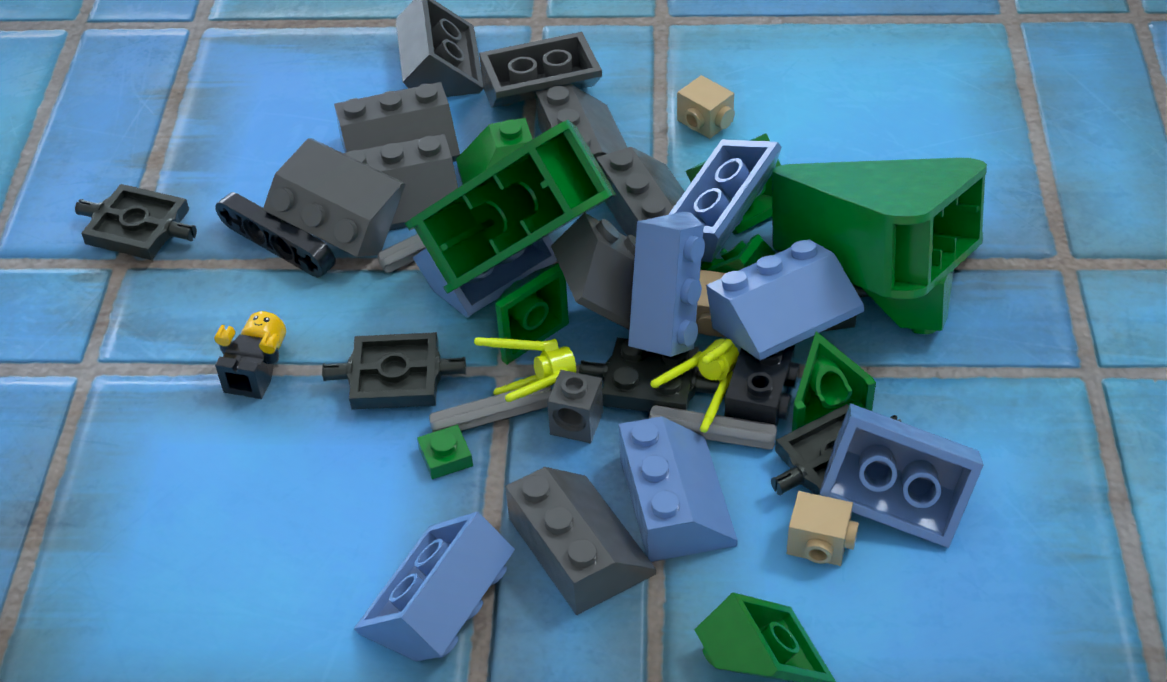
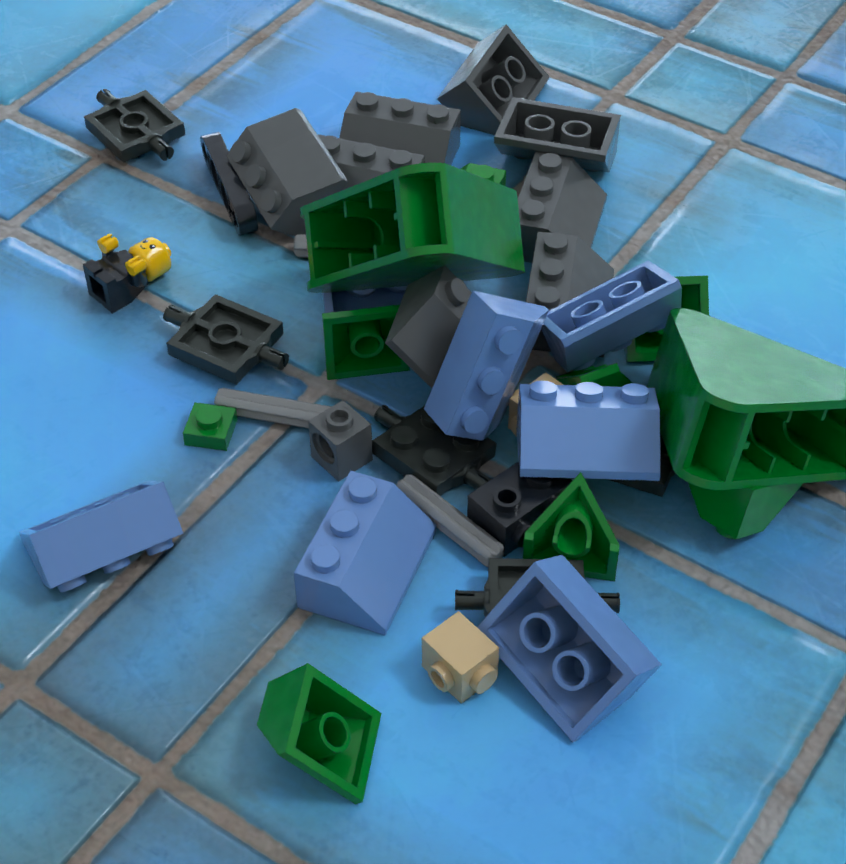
camera: 30 degrees right, 0 degrees up
(545, 366) = (354, 392): neon yellow plant -> none
(575, 537) = (249, 550): dark grey slope -> none
(705, 106) = (691, 232): tan brick -> none
(714, 364) = (486, 462): neon yellow plant -> none

